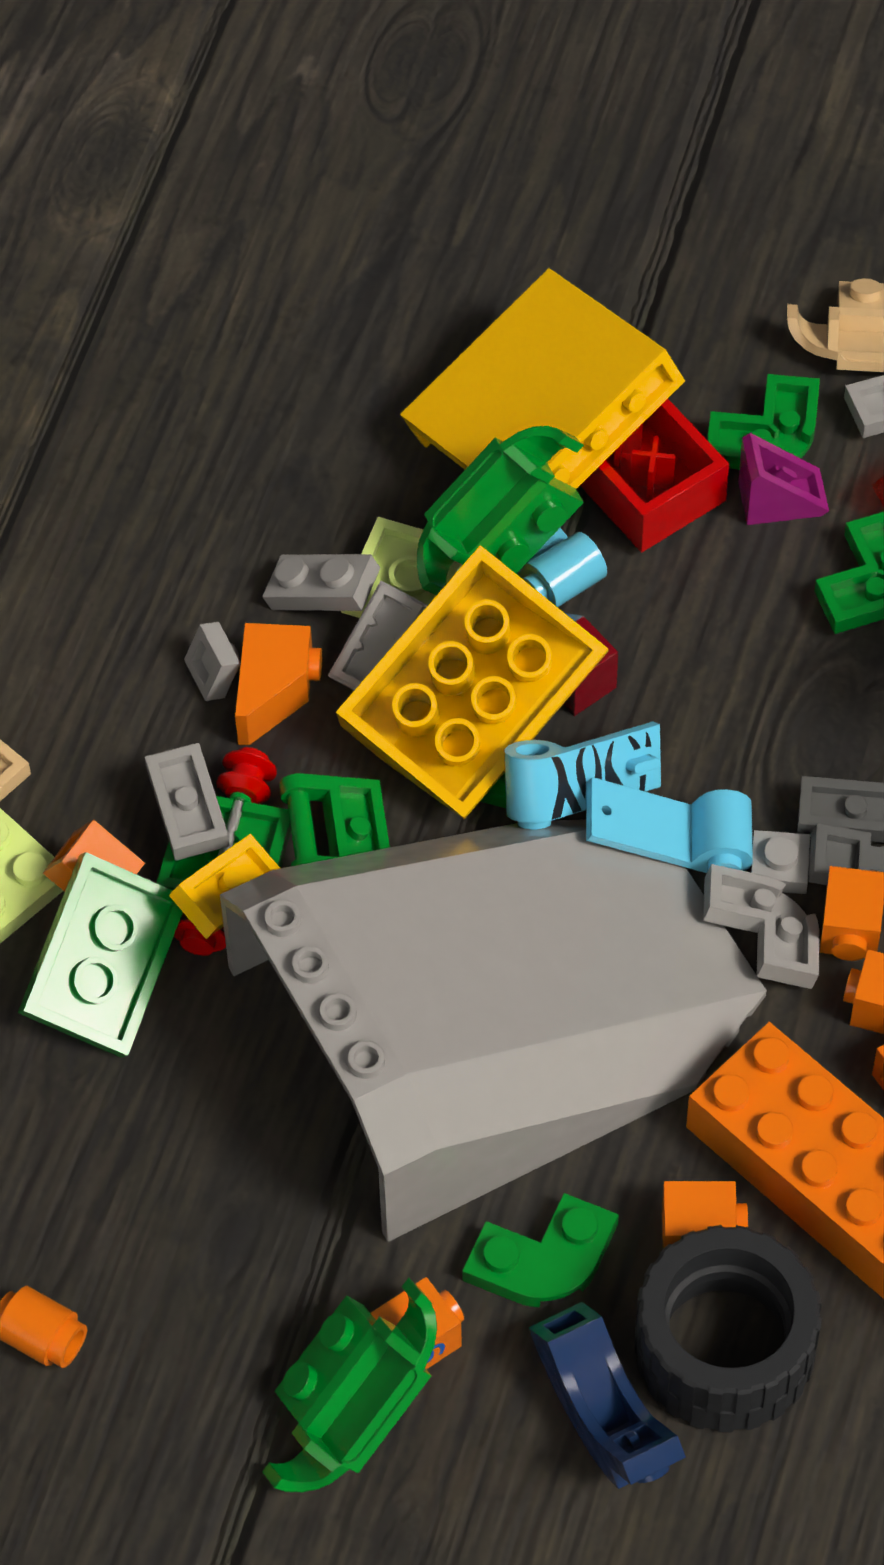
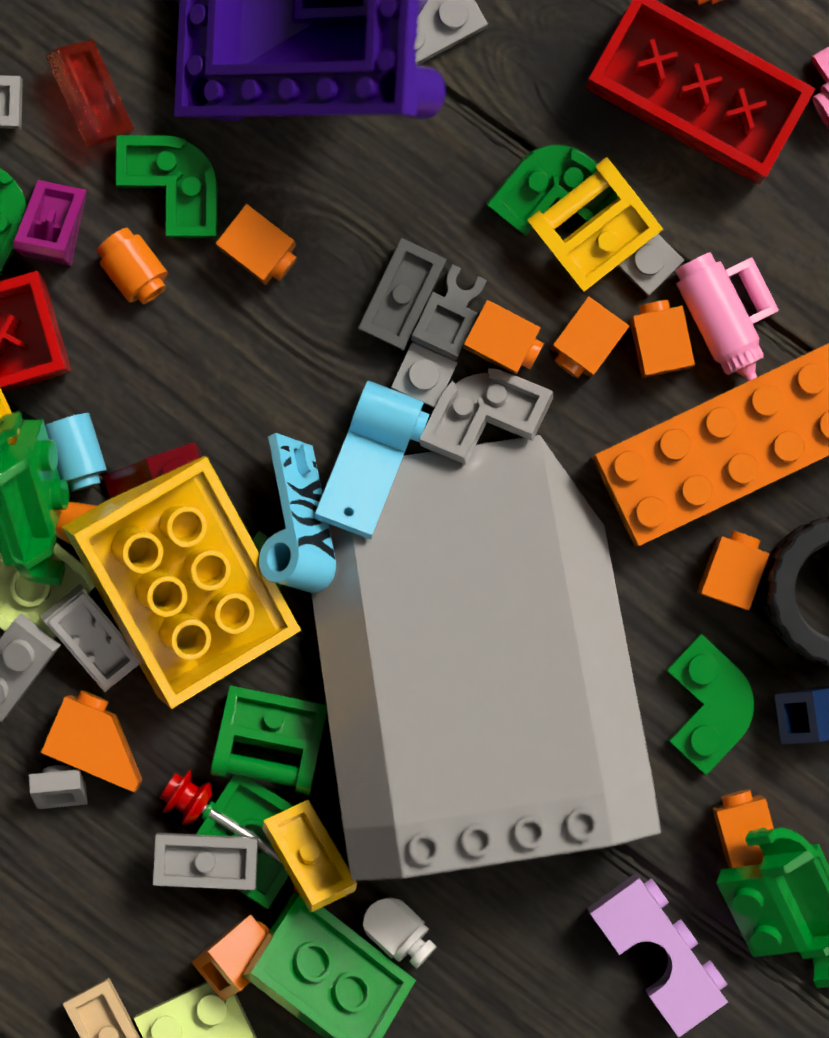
camera: 80 degrees left, 30 degrees up
(175, 1019) = (398, 930): none -> white arm
(218, 1326) = (686, 989): none -> lavender arch
(771, 564) = (132, 266): none -> orange brick
(843, 662) = (258, 246): none -> orange brick

